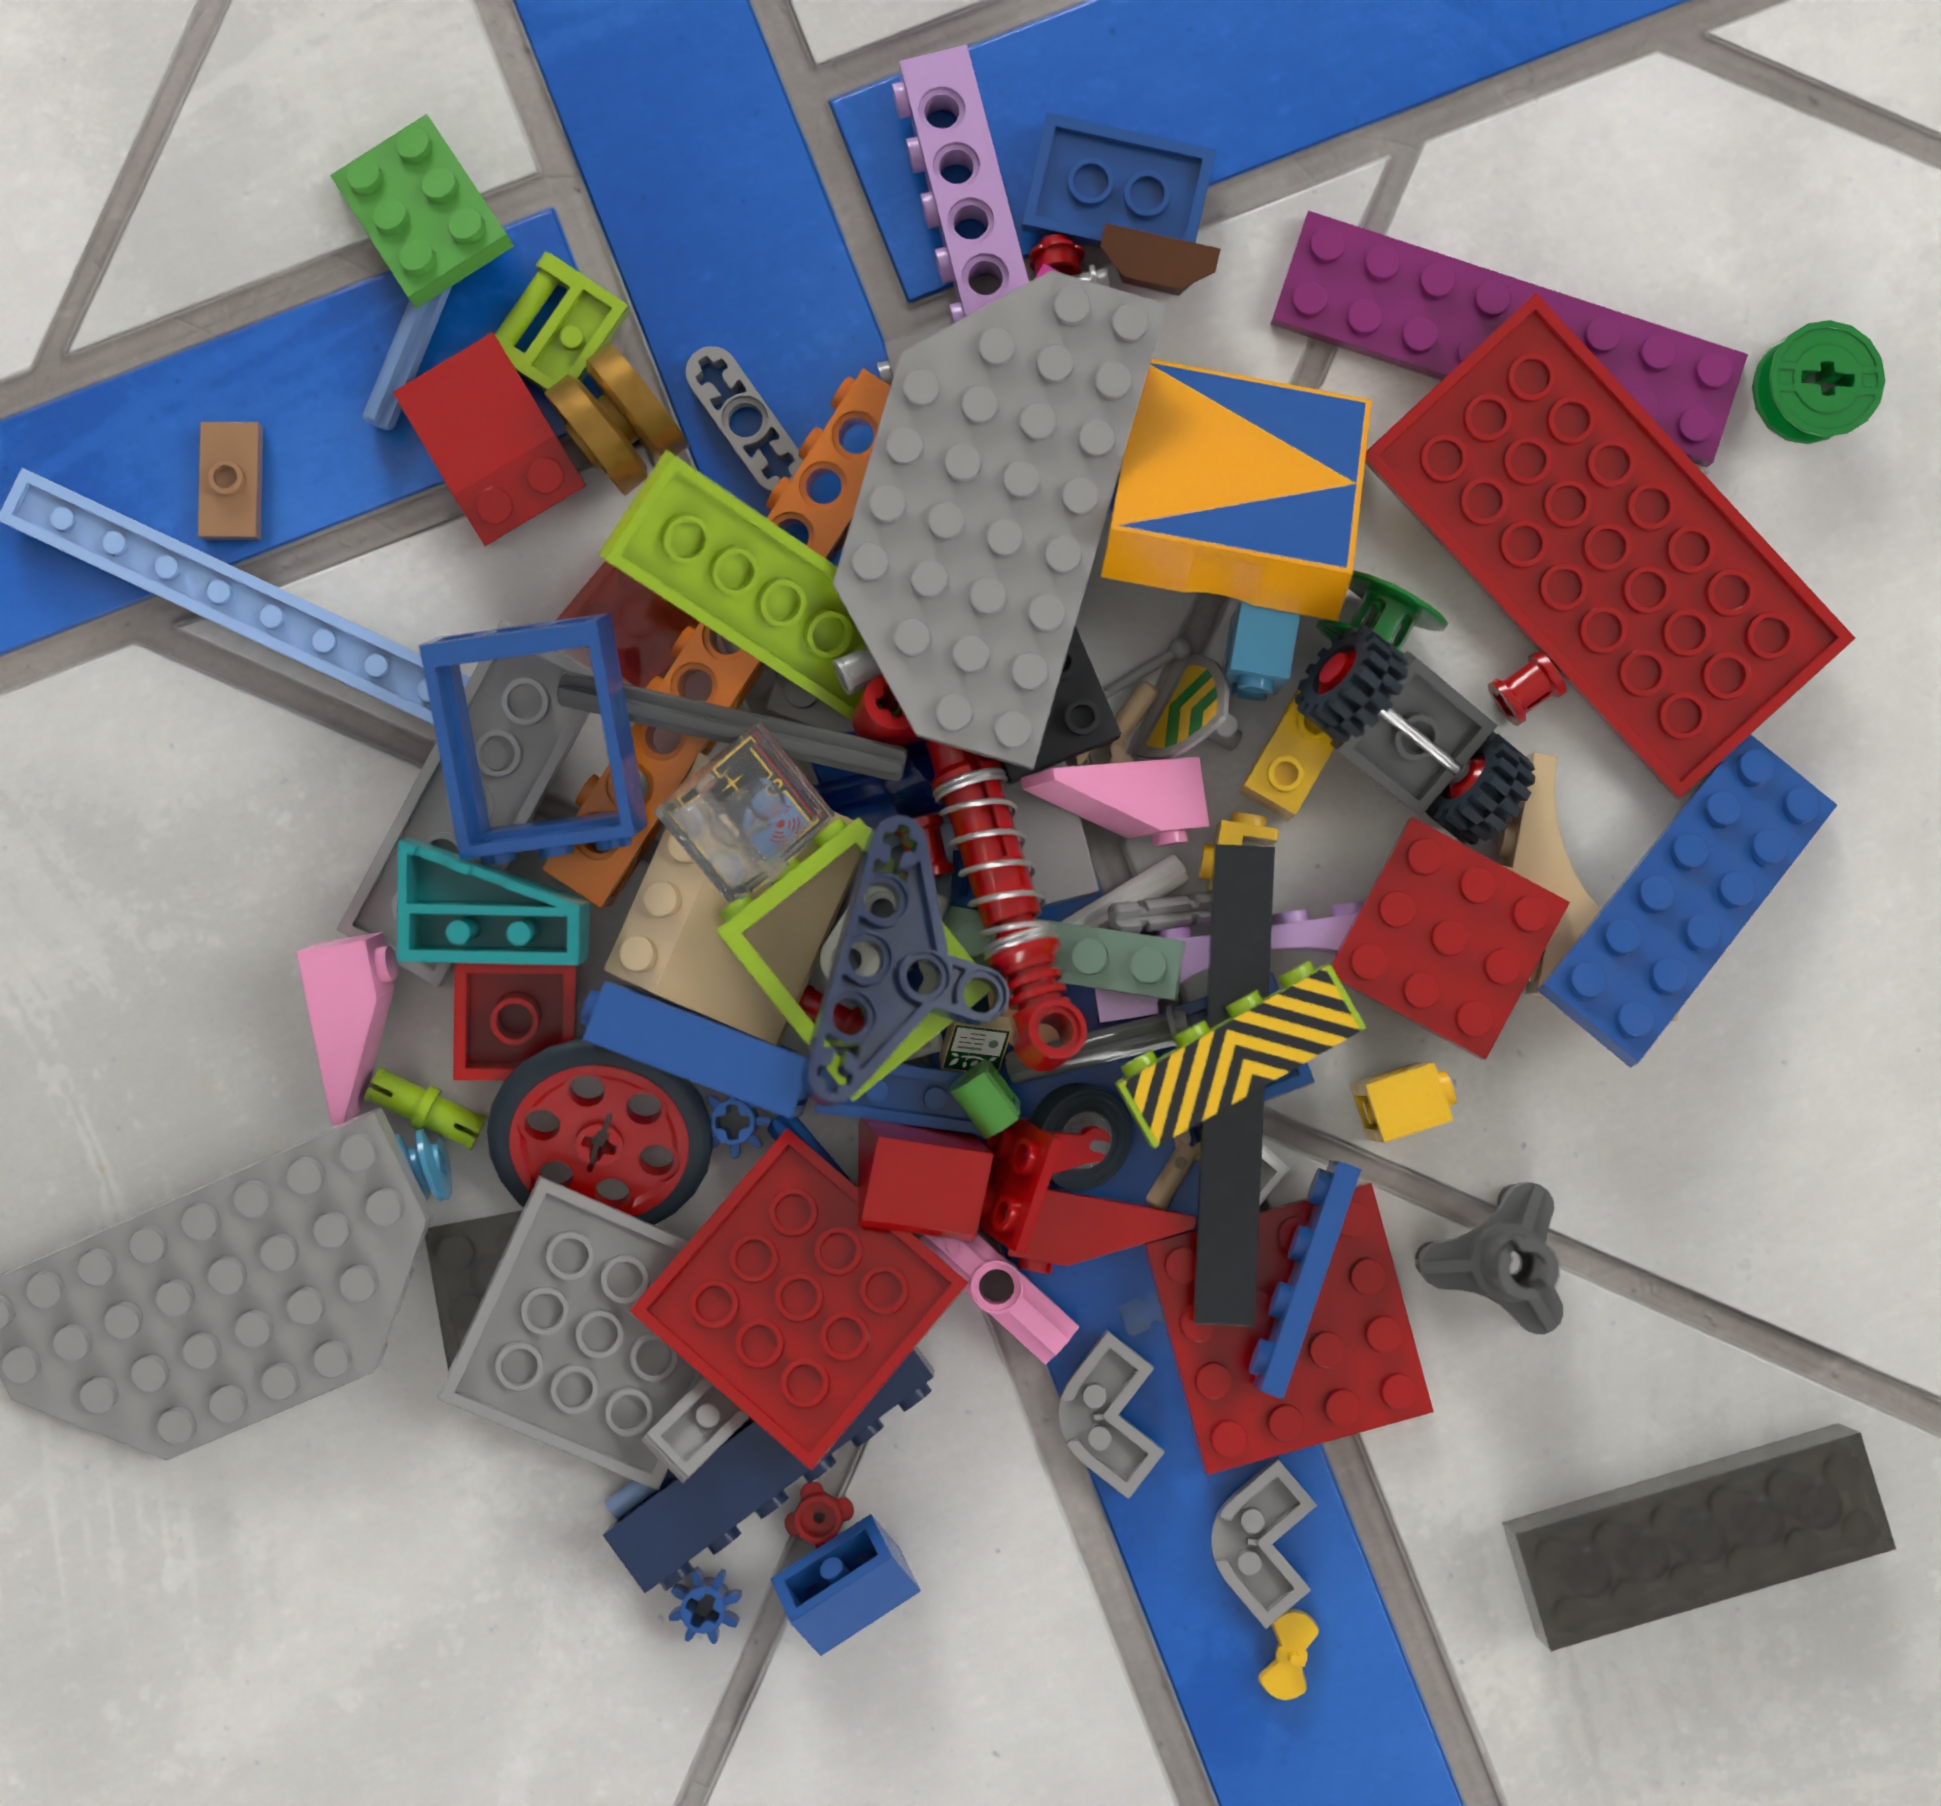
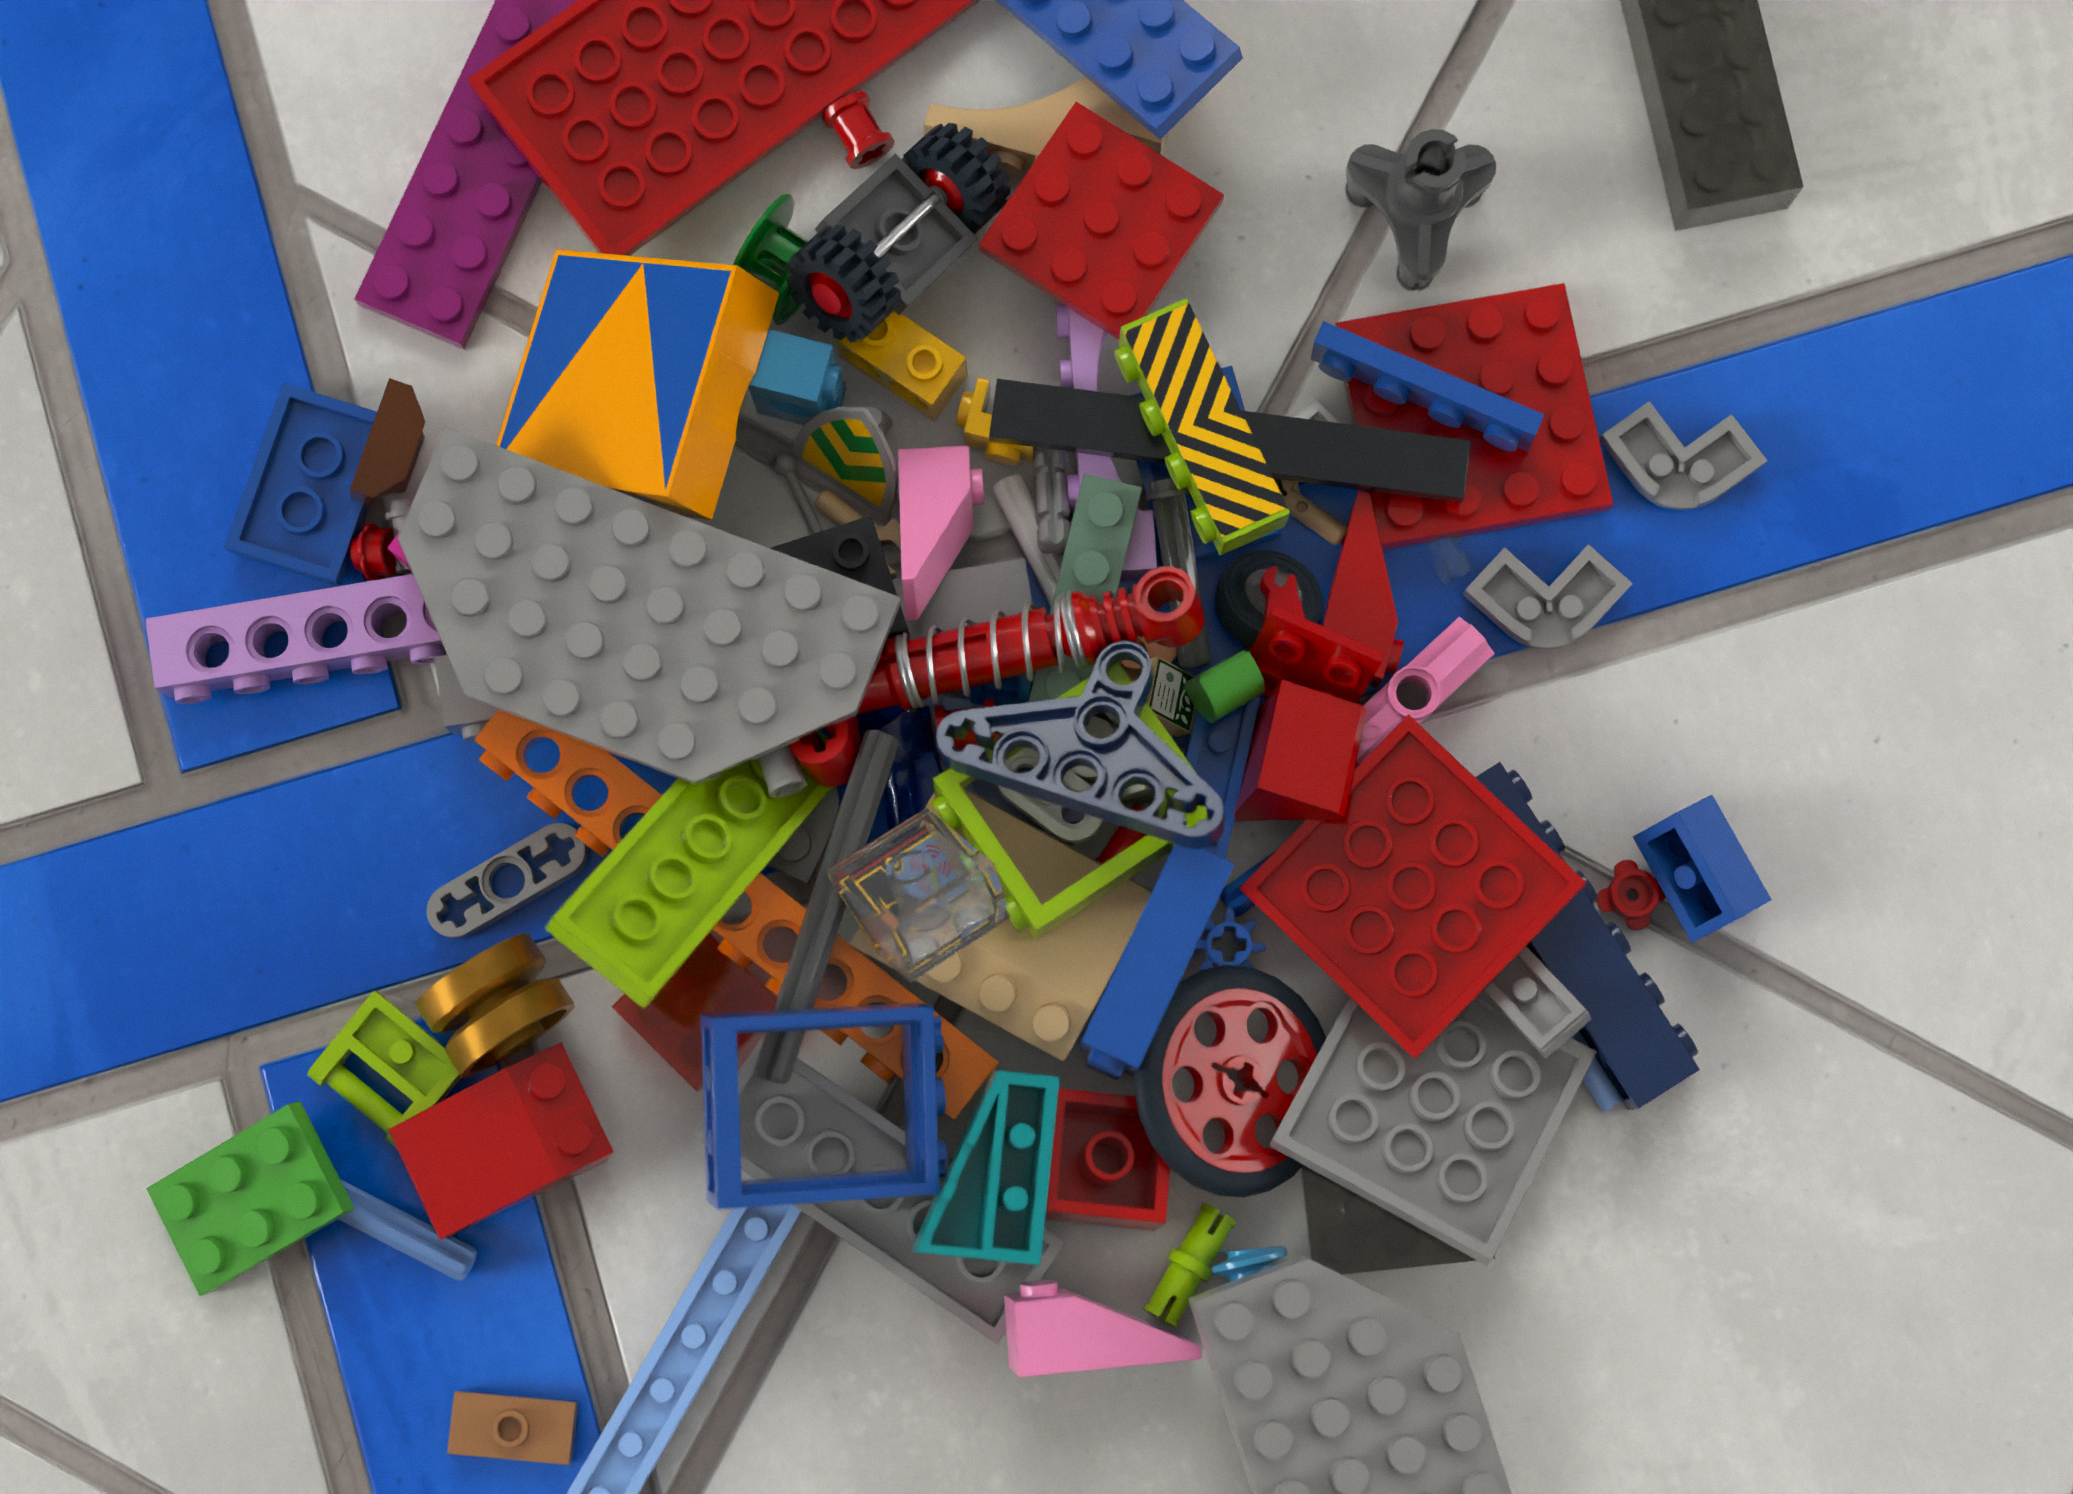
camera: 85 degrees left, 5 degrees down
(714, 1618) = (1731, 1011): blue gear -> none
(1285, 1675) = (1813, 449): yellow piece -> none
(1403, 1101) = (1258, 280): yellow brick -> none

